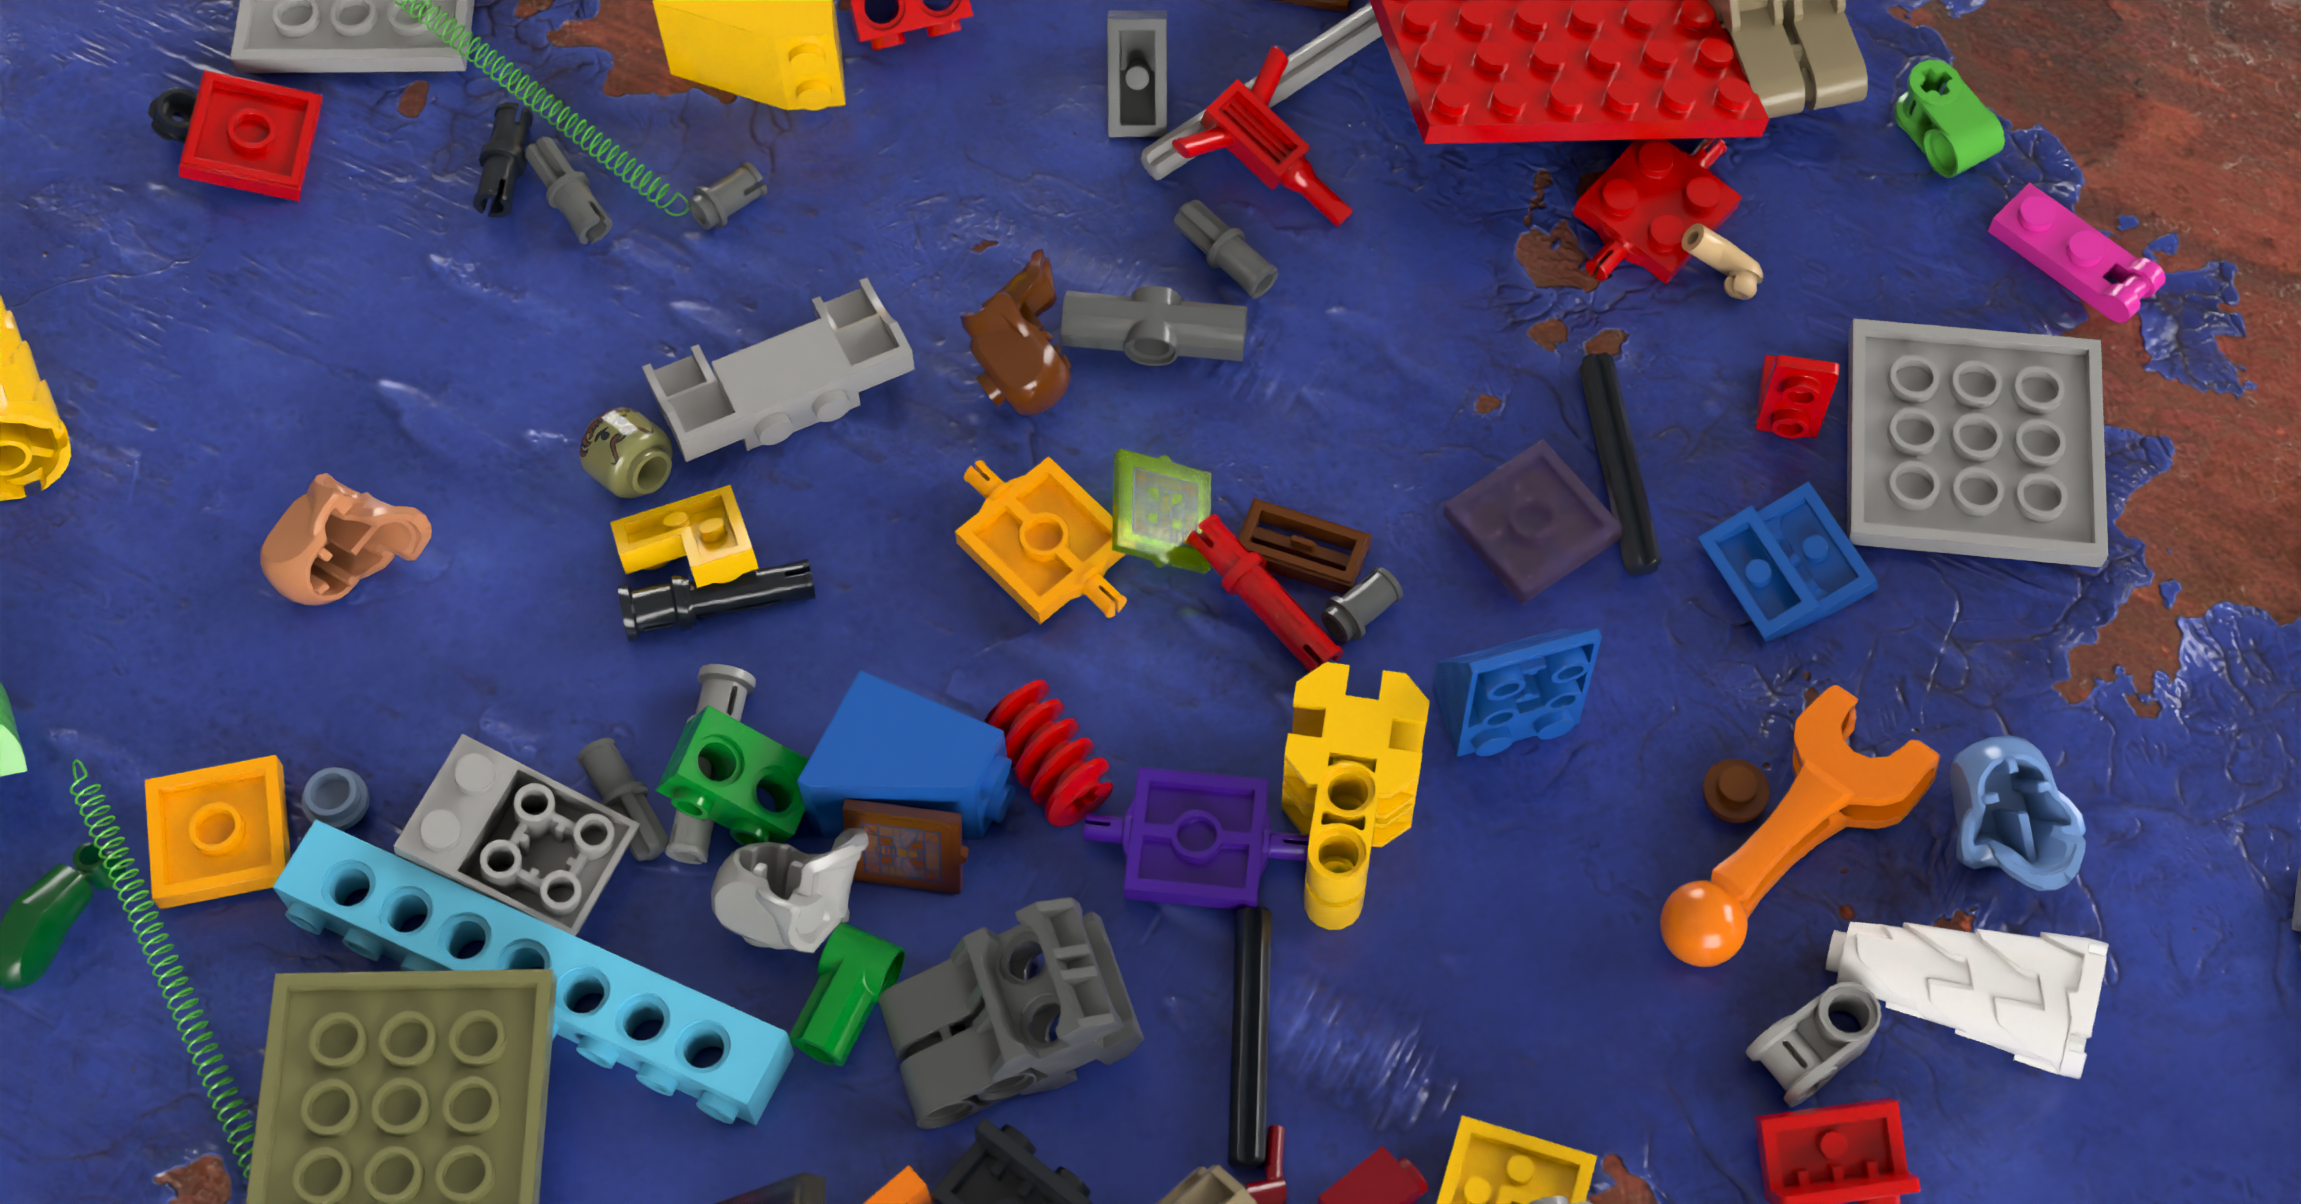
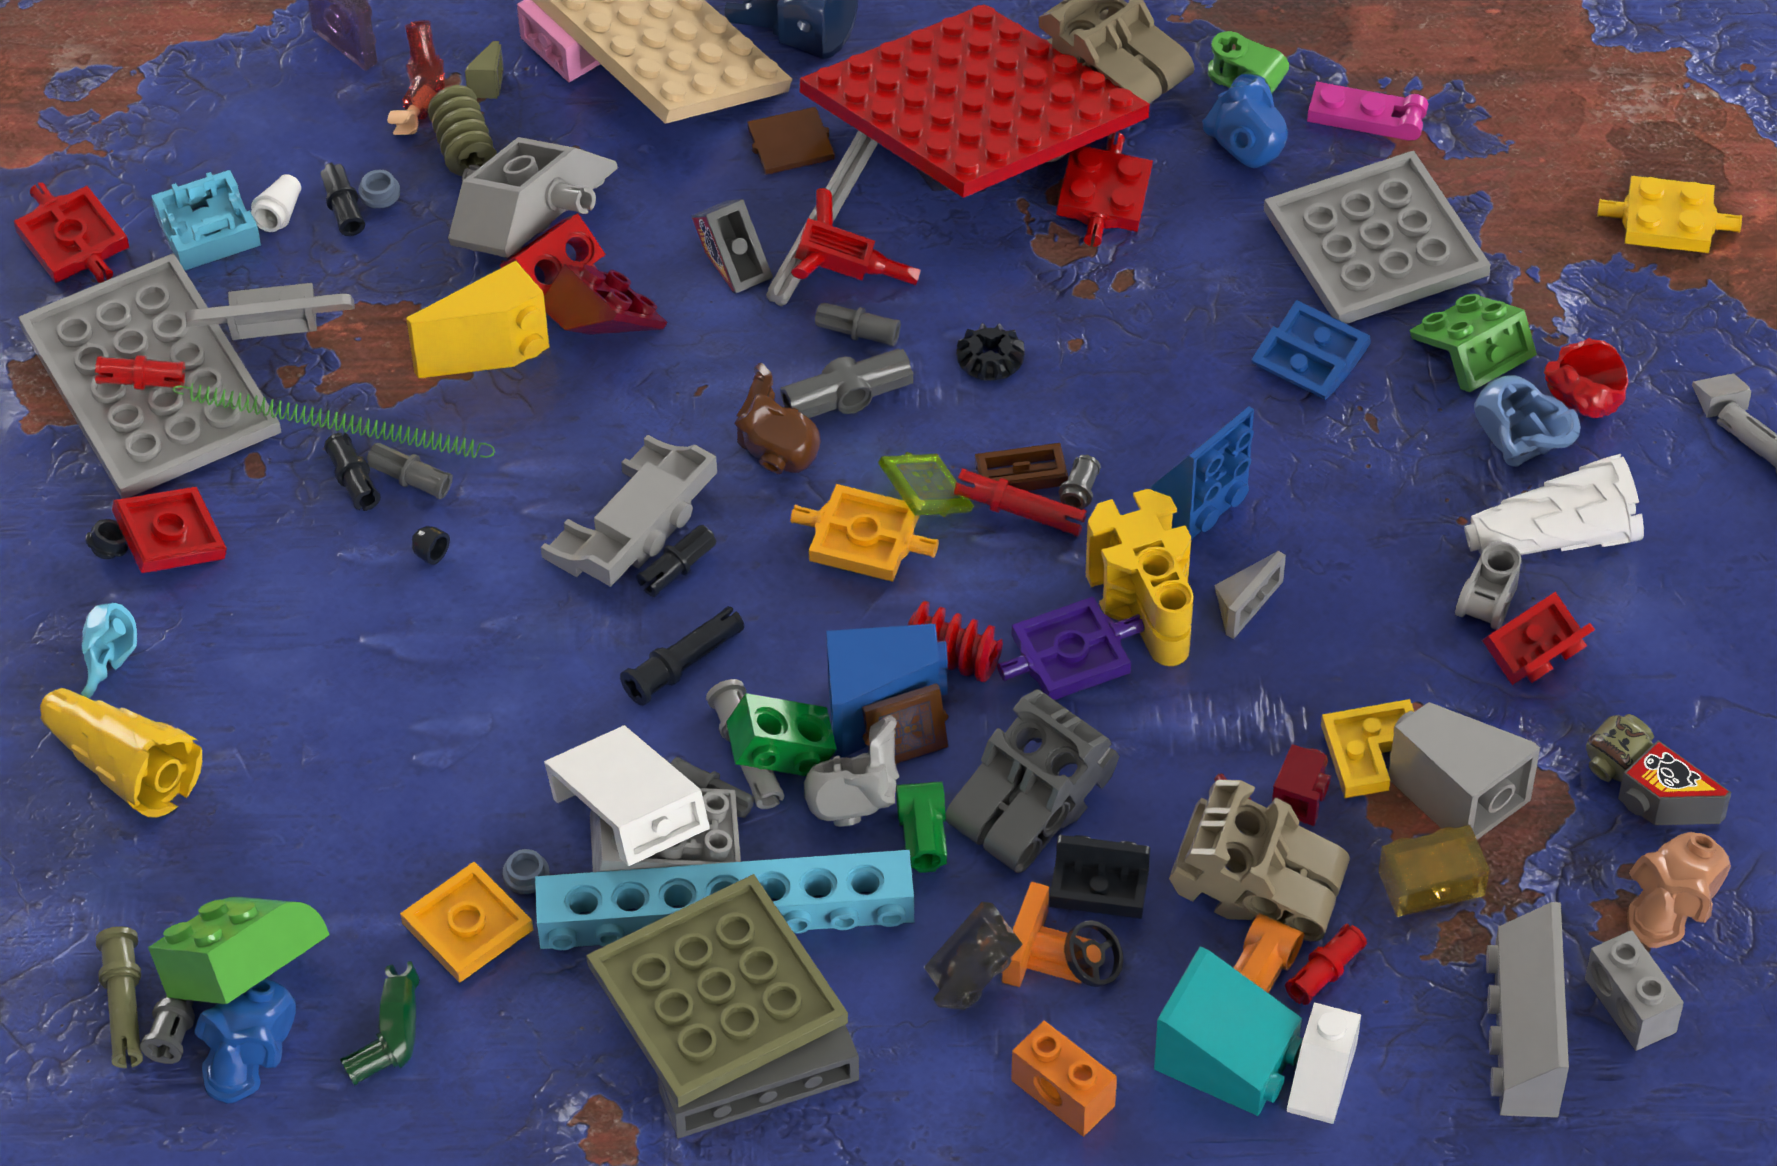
camera: 30 degrees left, 10 degrees down
(84, 236) = (107, 636): none -> medium azure piece
(201, 1024) = (501, 1005): bright green piece -> none
(336, 539) = (420, 725): nougat head -> none
(484, 769) = (631, 791): none -> white panel
(525, 299) = (430, 544): none -> black hinge
(626, 453) = (567, 599): olive head -> none
(700, 526) = (646, 617): yellow plate -> none
(717, 202) = (513, 437): dark grey pin -> none
(795, 463) = (677, 559): none -> black axle
(928, 73) = (599, 303): none -> dark red slope
(1249, 1038) = (1168, 730): black axle -> none
(1351, 381) = (990, 365): none -> black gear
(1480, 873) = (1248, 591): none -> light grey slope
(1532, 521) = (1149, 393): clear purple plate -> none
(1620, 464) = (1178, 340): black axle -> none
(1735, 790) = (1361, 484): reddish brown plate -> none
(1741, 270) = (1170, 200): tan arm -> none
(1794, 395) = (1258, 255): red bracket -> none
(1831, 791) = (1416, 455): orange piece -> none
(1895, 200) = (1247, 122): none -> blue head
(2026, 655) = (1481, 337): none -> bright green bracket
(2144, 794) = (1588, 378): none -> red hair

